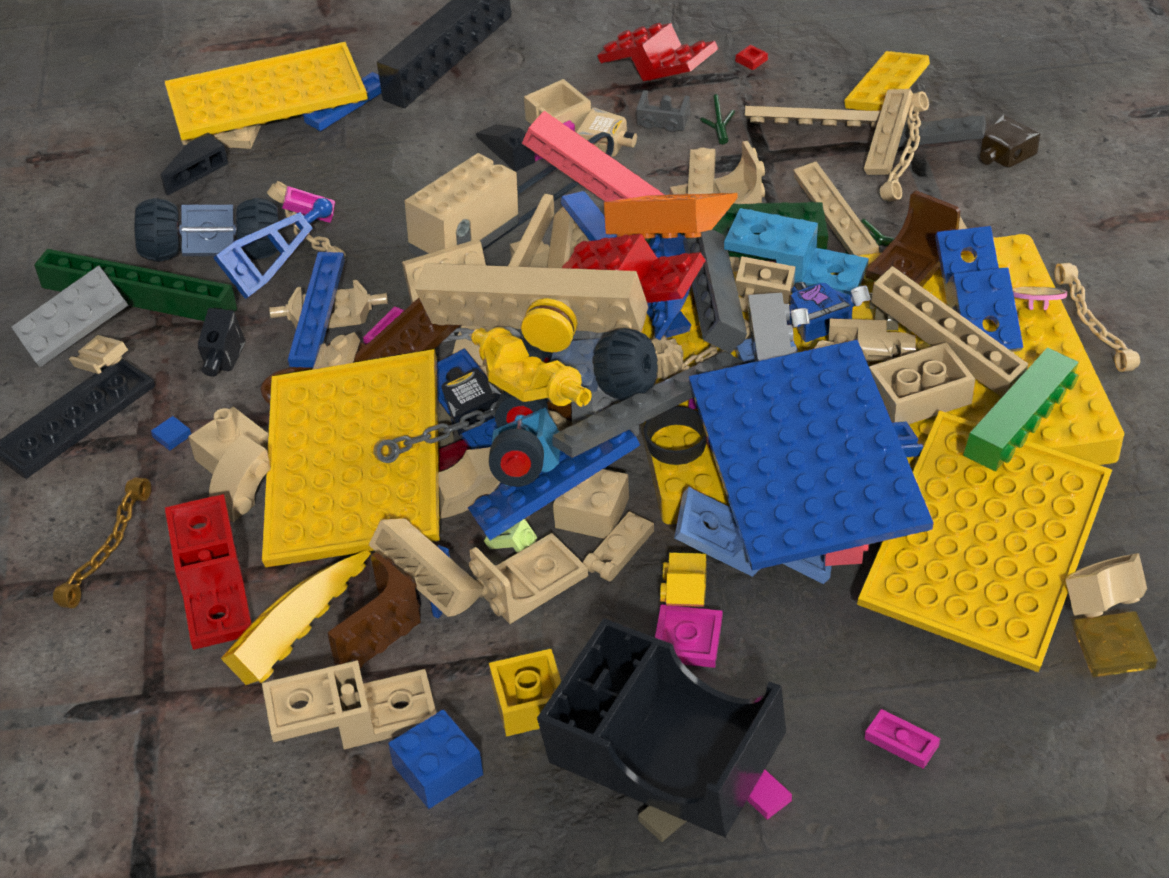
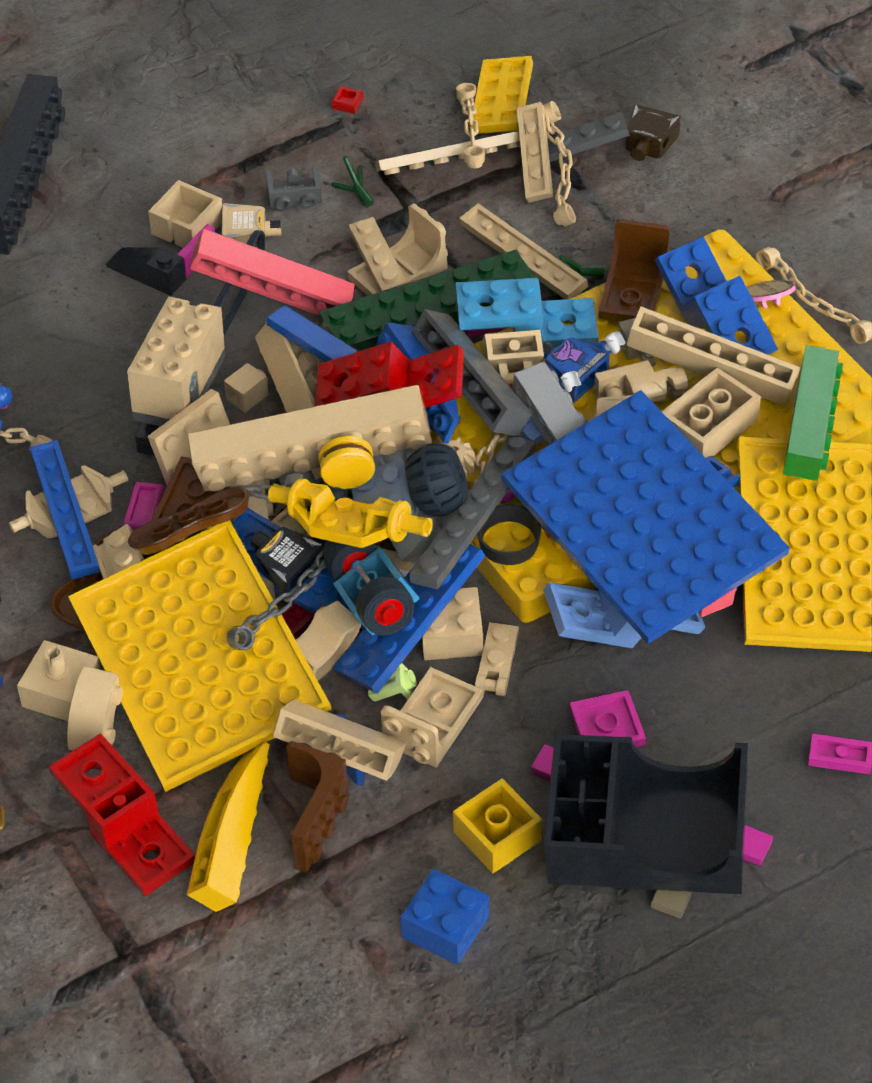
camera: 25 degrees left, 5 degrees up
(342, 700) = (340, 895): tan bracket -> none
(391, 343) = (201, 516): none -> reddish brown plate
(534, 233) = (249, 369): tan tile -> none
(657, 51) = (254, 121): red bracket -> none
(666, 214) = (390, 309): orange slope -> none
(685, 580) = (581, 672): yellow brick -> none
(829, 118) = (473, 154): none -> tan piece

